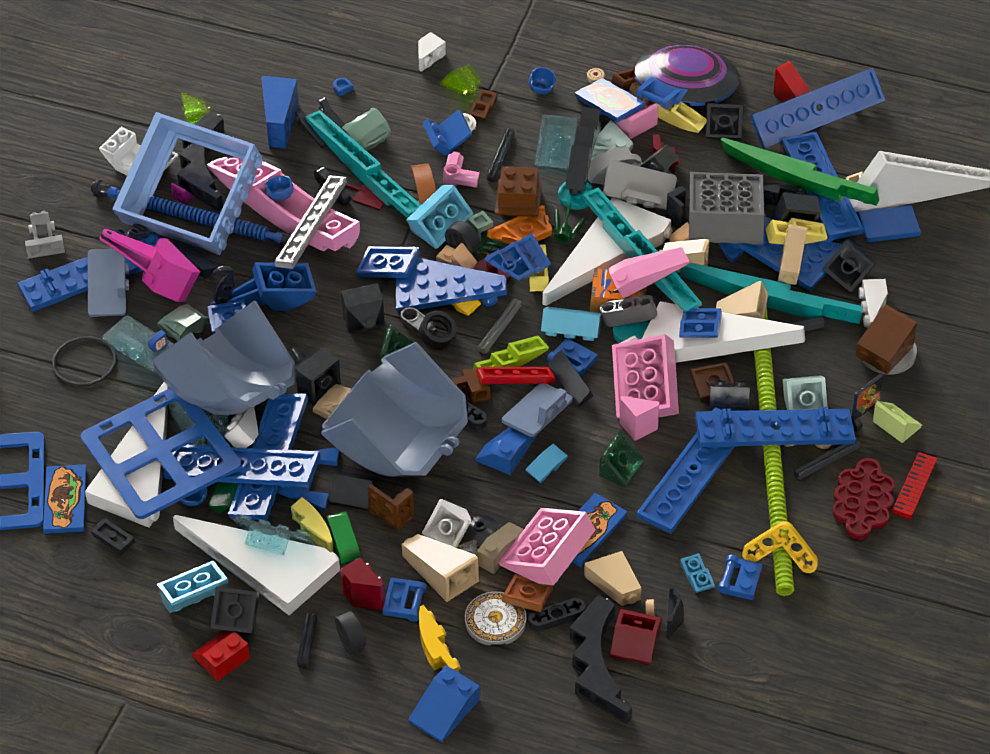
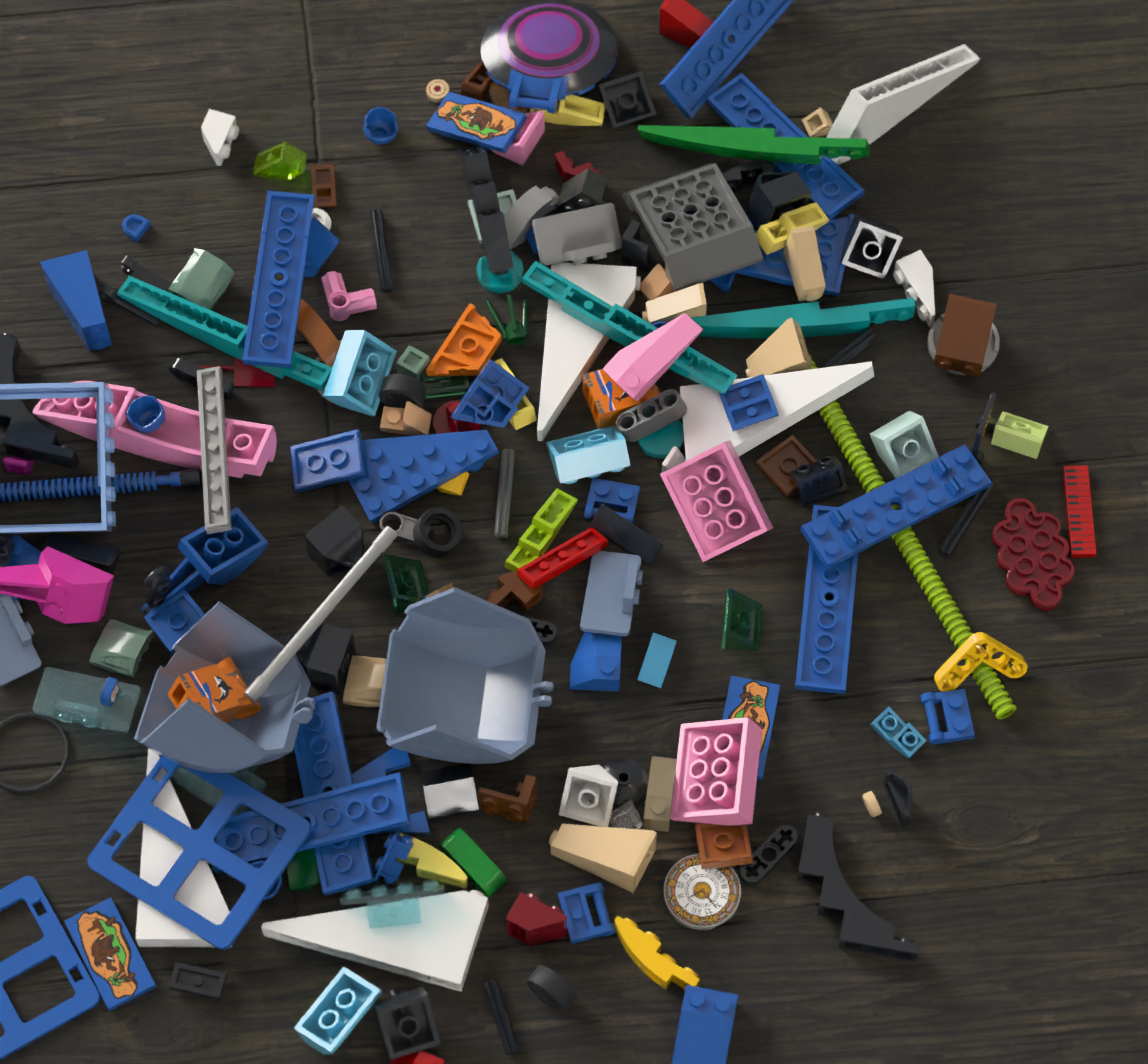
camera: 25 degrees left, 15 degrees up
(230, 363) = (217, 690): none -> orange piece
(242, 429) = (283, 778): white slope -> none
(260, 366) = (263, 681): none -> light grey piece
(293, 502) = (396, 847): none -> blue hinge
(405, 152) = (274, 302): none -> blue piece
(519, 192) = (437, 303): reddish brown piece -> none
(555, 141) = (443, 208): clear light blue slope -> none
(613, 137) = (509, 174): light aqua wing -> none
(614, 578) = (812, 781): tan slope -> none
(635, 636) = (875, 849): dark red slope -> none
(639, 416) = (733, 555): bright pink slope -> none
(889, 223) = (886, 166): blue tile -> none

